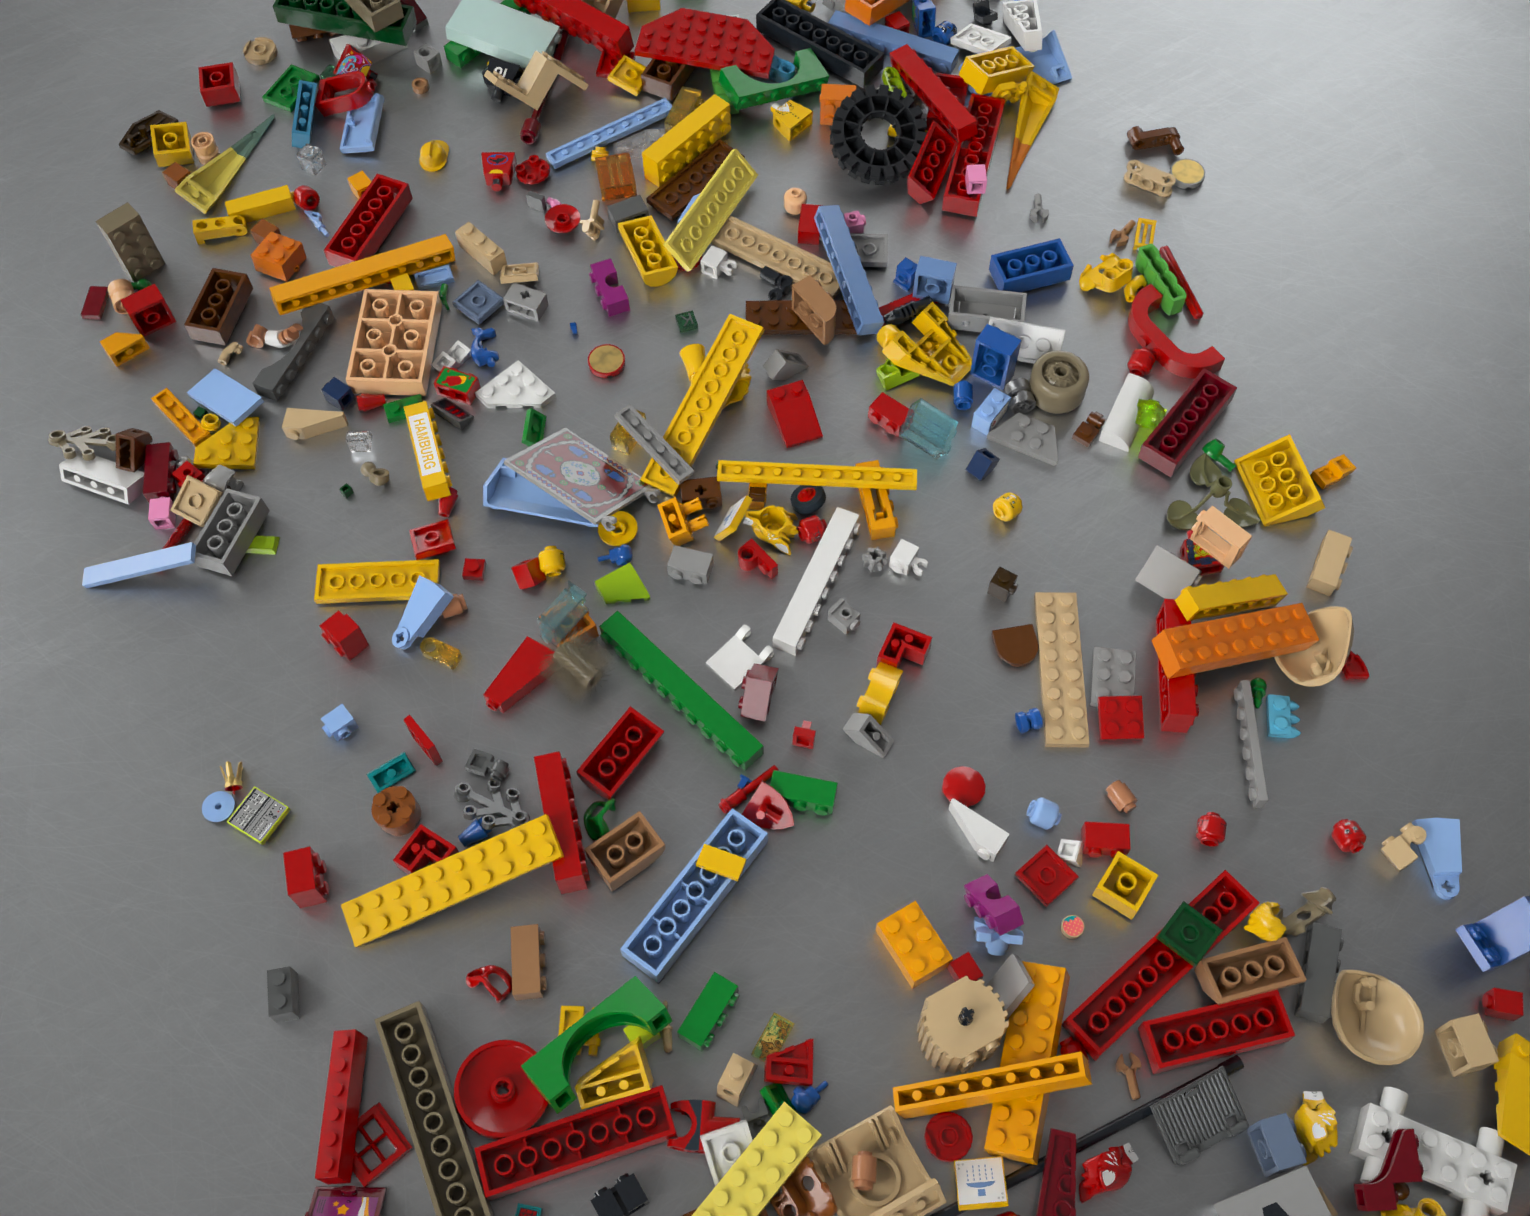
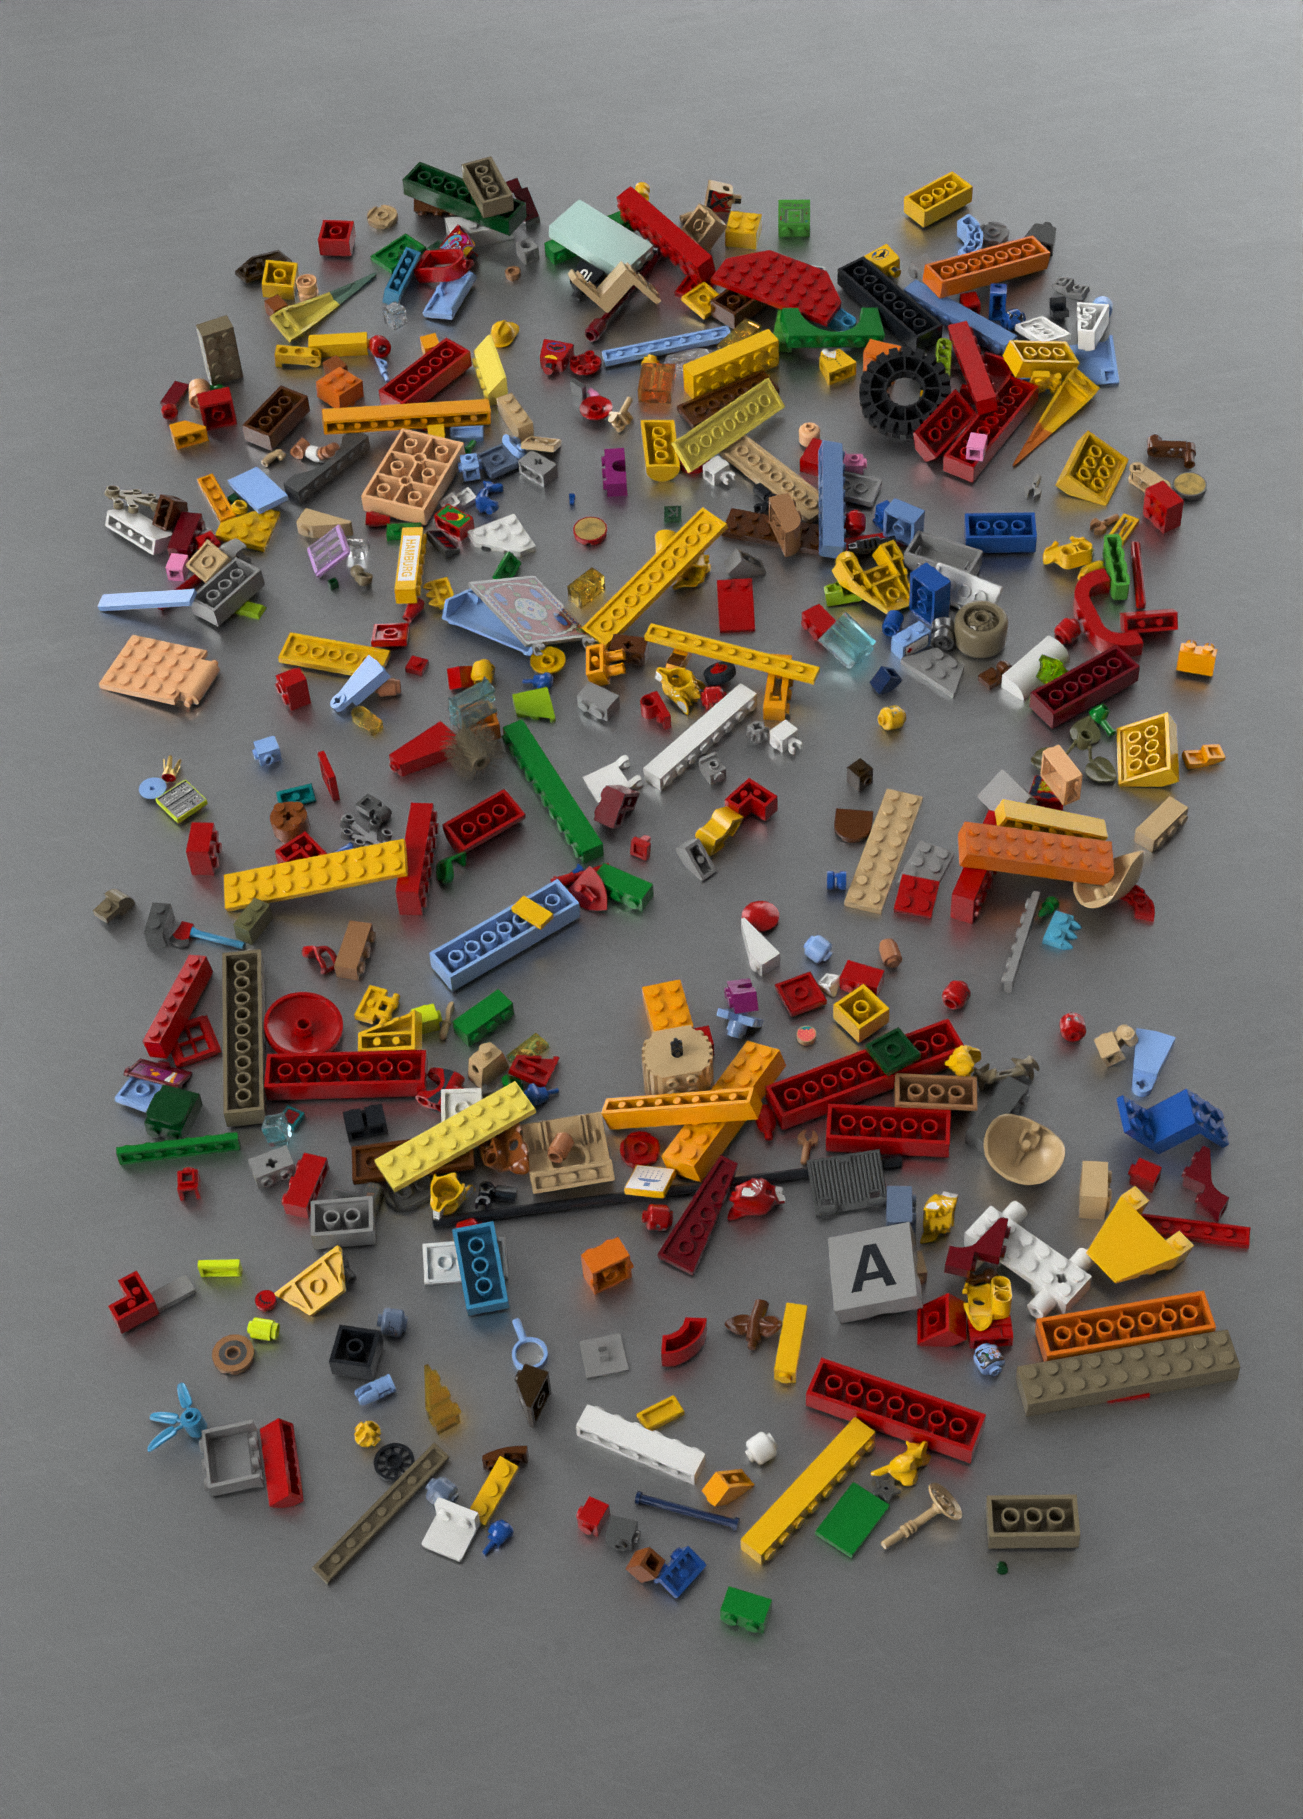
camera: 20 degrees right, 10 degrees down
(94, 324) = (169, 411): none -> red tile
(182, 651) = (161, 671): none -> light nougat plate
(220, 977) = (114, 904): none -> dark tan brick
(315, 1000) = (186, 931): none -> piece
(329, 453) = (328, 551): none -> clear piece
(338, 394) = (352, 507): dark blue brick -> none
(395, 957) = (253, 921): none -> olive brick
(436, 201) = (489, 371): none -> light yellow slope
(452, 316) = (470, 466): none -> light blue brick
(470, 473) = (438, 591): none -> yellow plate
(489, 279) = (513, 444): none -> light blue plate
(625, 851) = (460, 891): medium nougat brick -> none
(627, 210) = (655, 411): dark grey brick -> none
(628, 1005) = (421, 993): green arch -> none
(654, 444) = (601, 599): light grey plate -> none
(733, 518) = (647, 672): yellow tile -> none
(881, 288) = (855, 523): none -> red head
(1011, 983) = (730, 1054): light grey tile -> none
(1088, 178) = (1092, 470): none -> yellow slope
(1178, 203) = (1163, 507): none -> red brick
(1218, 332) = (1149, 620): none -> red brick
(1282, 362) = (1197, 658): none -> light orange brick

